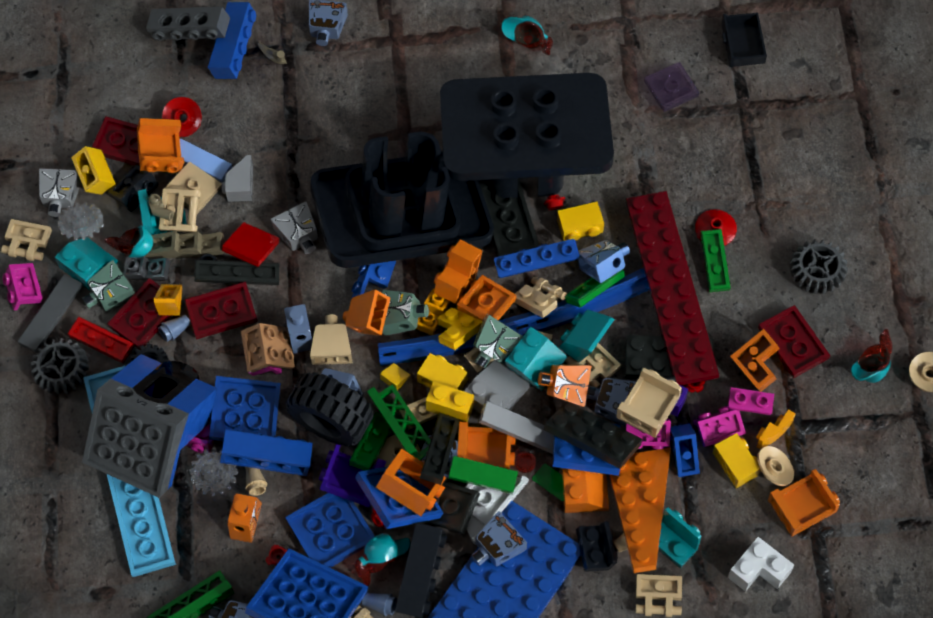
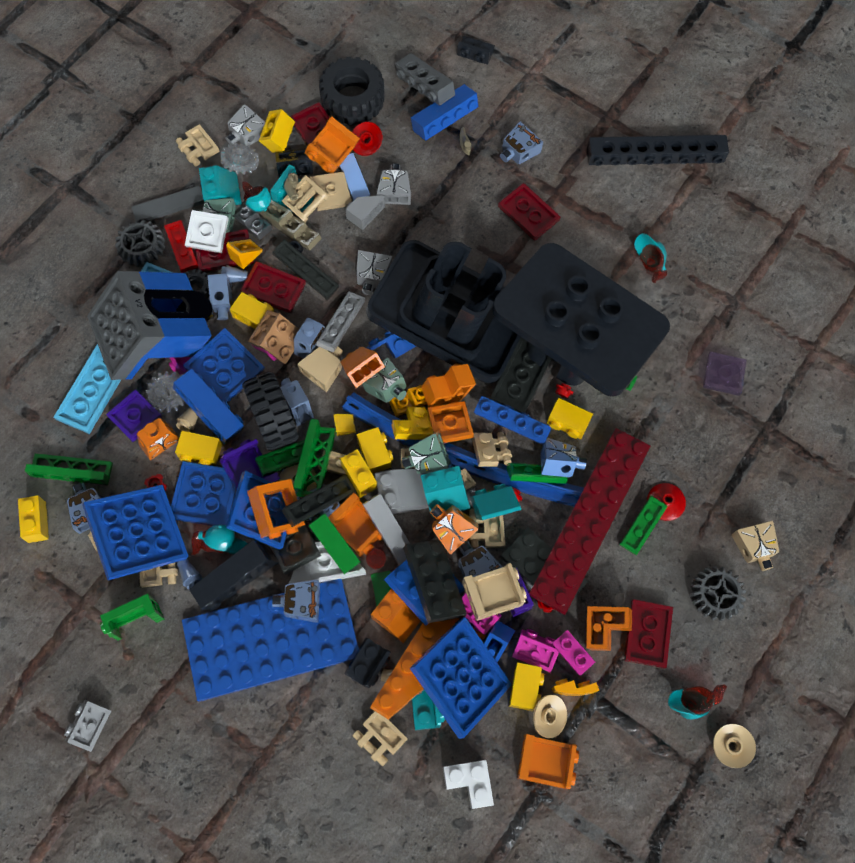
camera: 35 degrees right, 5 degrees up
(22, 285) = (168, 172): dark pink bracket -> none
(118, 306) = (206, 231): none -> white plate
(123, 62) = (352, 73): none -> black tyre
(182, 349) = (220, 294): none -> sand blue torso
(202, 516) = (133, 414): none -> dark purple plate
(222, 346) = (249, 310): none -> yellow brick
(248, 138) = (395, 186): none -> light grey torso
(250, 244) = (331, 257): red tile -> none
(288, 496) = (198, 448): none -> yellow brick
(312, 292) = (340, 321): none -> light grey tile
(387, 73) = (529, 211): none -> dark red plate
(683, 489) = (461, 677): none -> blue plate
(743, 39) = (810, 380): black container -> none
(815, 203) = (758, 544): none -> tan torso

